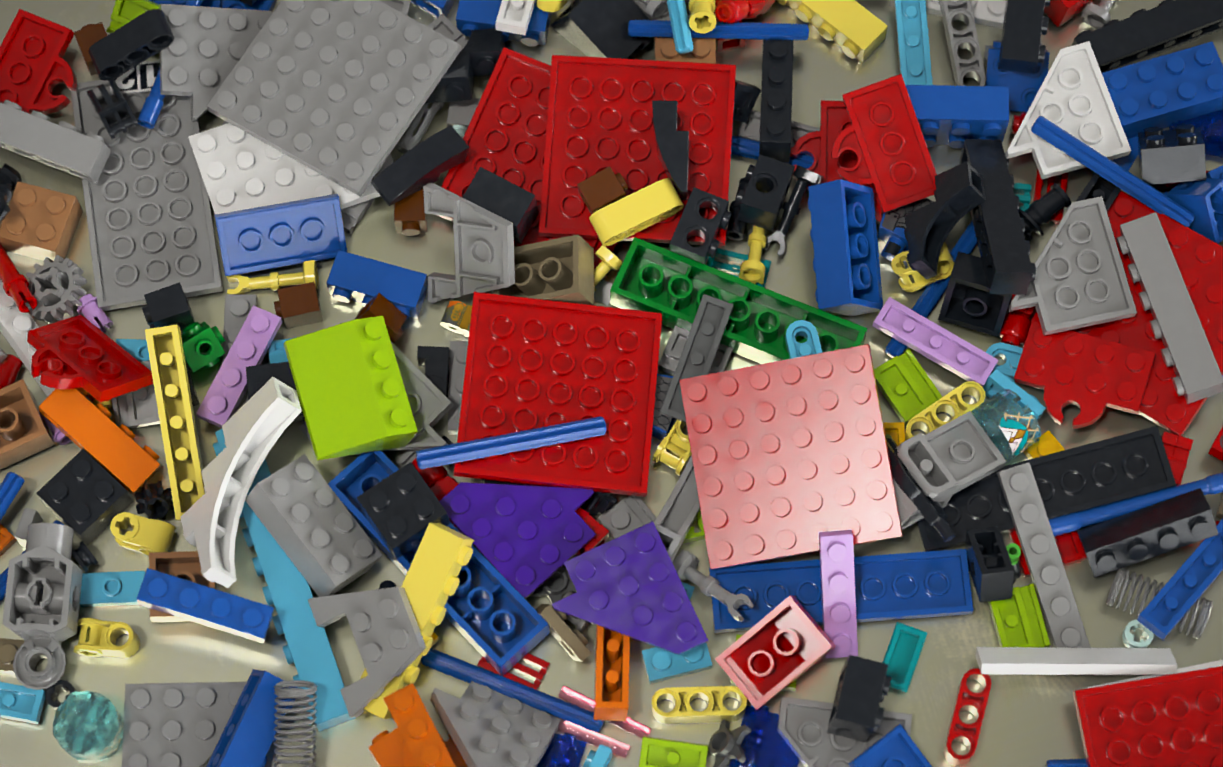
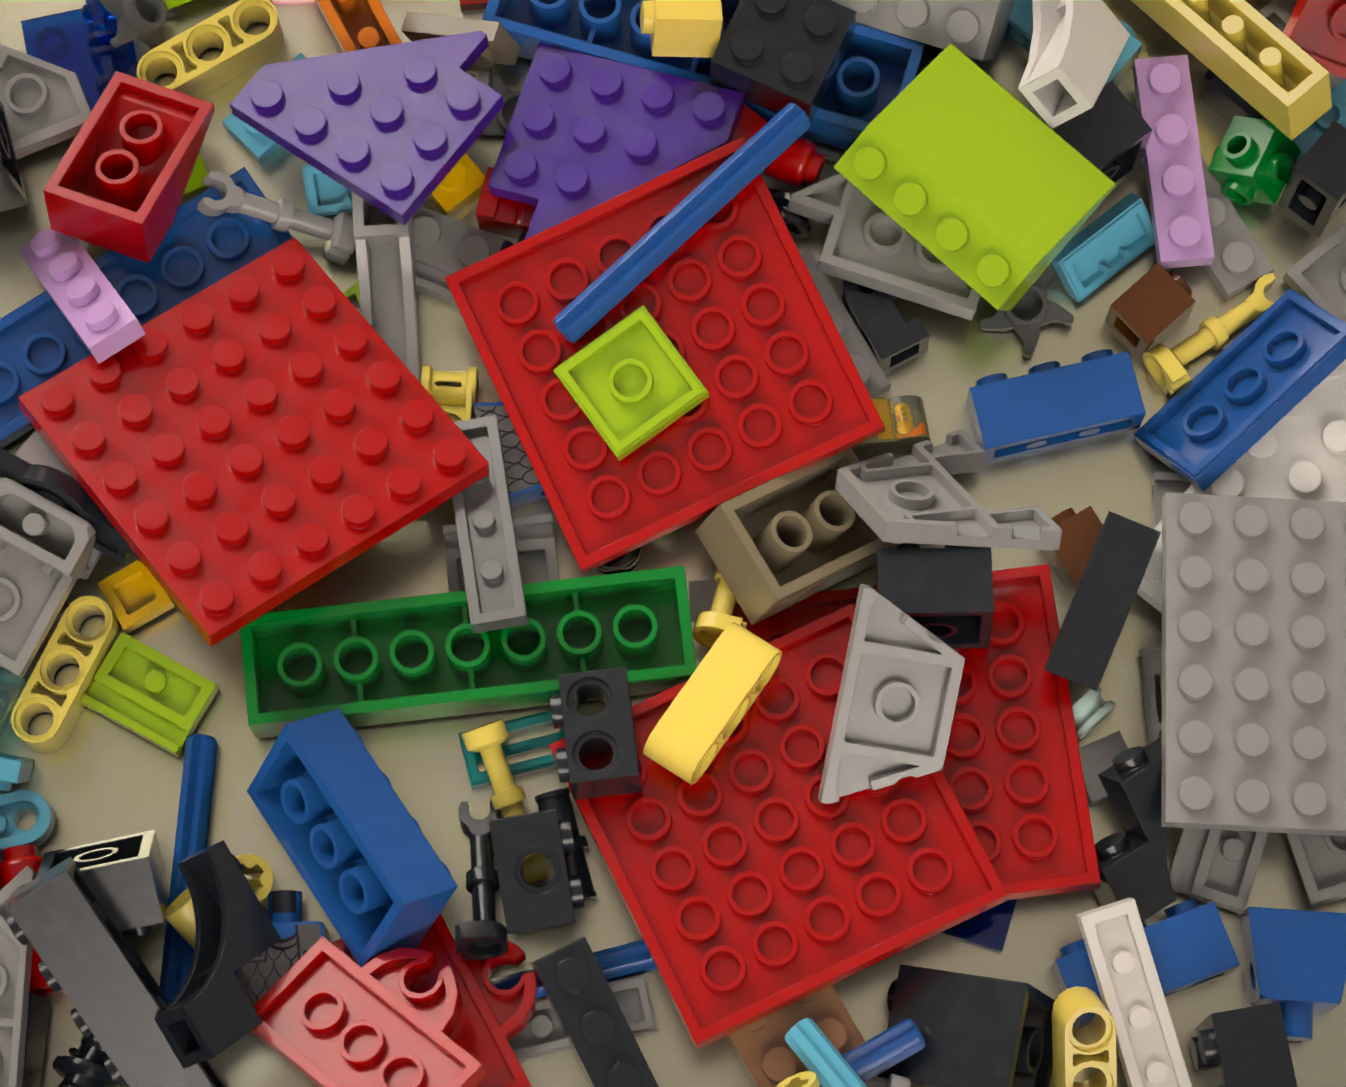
camera: 150 degrees right, 5 degrees up
(392, 316) = (1010, 340): reddish brown brick -> none
(553, 159) = (890, 702): none -> light grey wing
(584, 382) = (631, 383): none -> lime tile
(602, 189) = (784, 703): reddish brown brick -> none
(671, 145) = (718, 836): black slope -> none
(744, 100) = (660, 1022): black bracket -> none
(805, 329) = (323, 623): medium azure plate -> none
(934, 342) = (135, 775): lavender plate -> none

